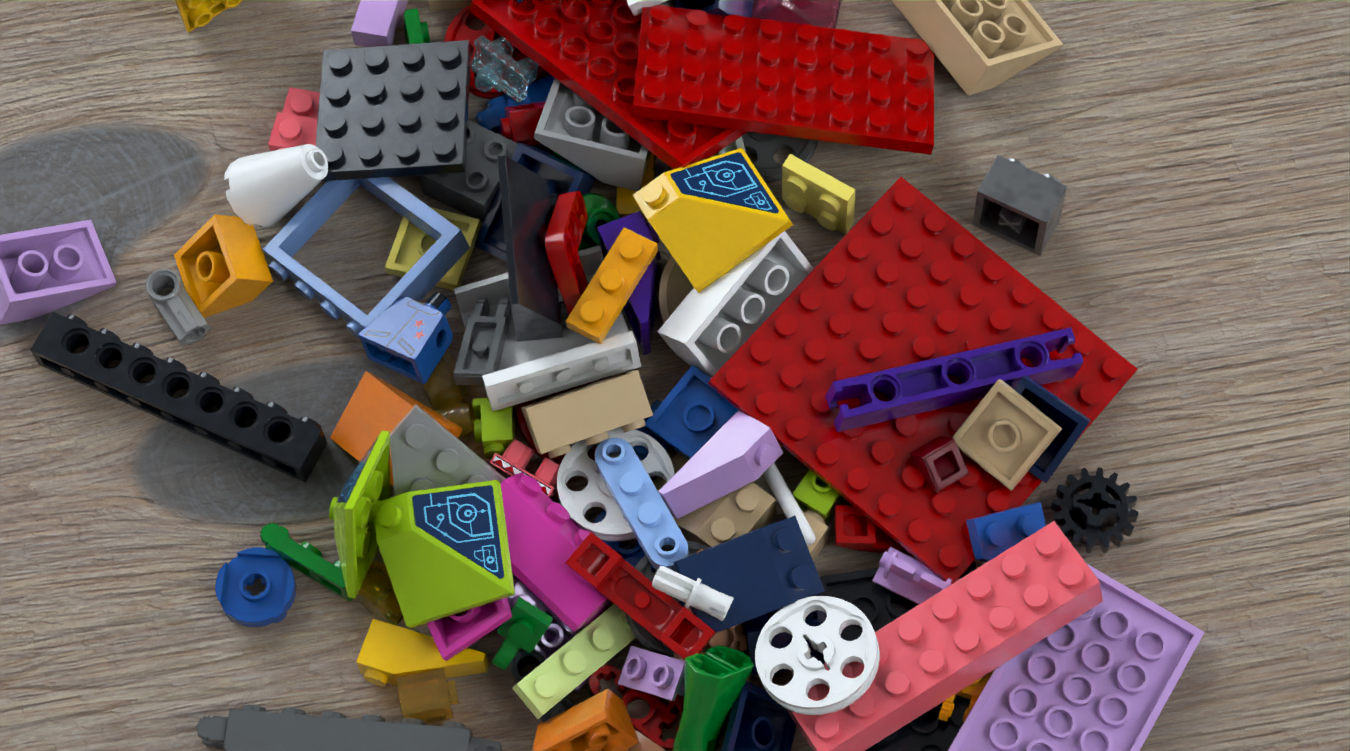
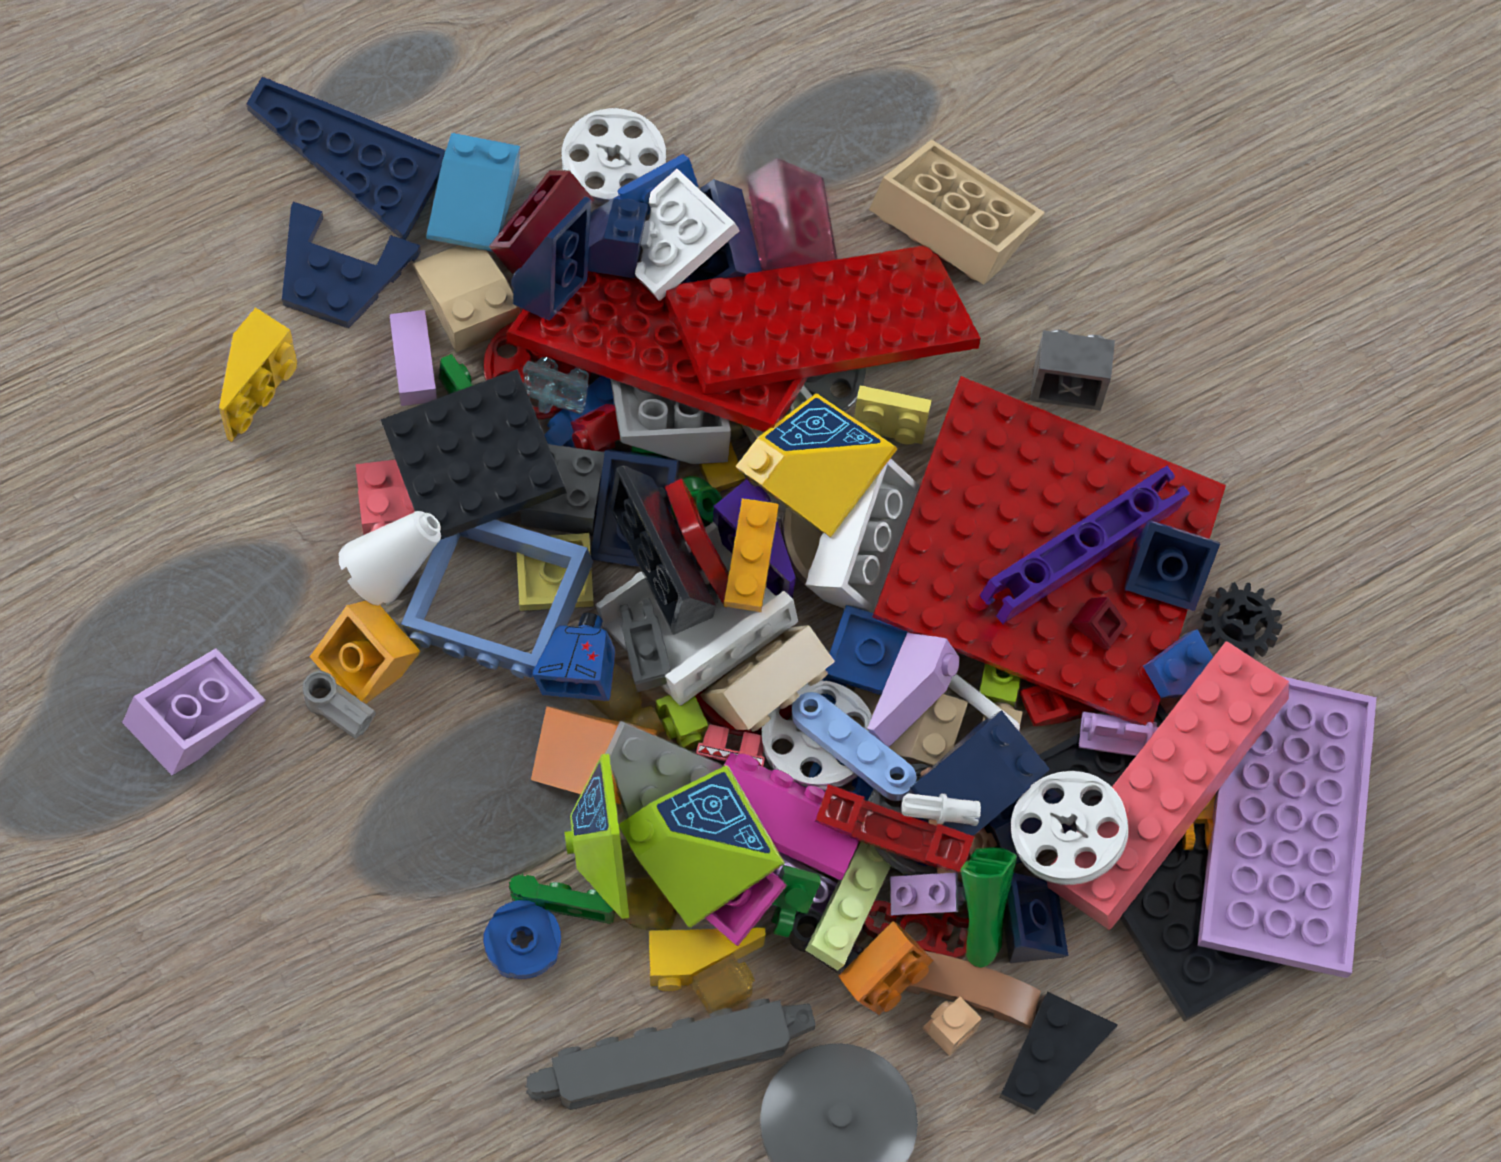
camera: 30 degrees left, 0 degrees up
(292, 457) = (390, 800): black brick -> none
(1006, 434) = (1150, 578): tan tile -> none

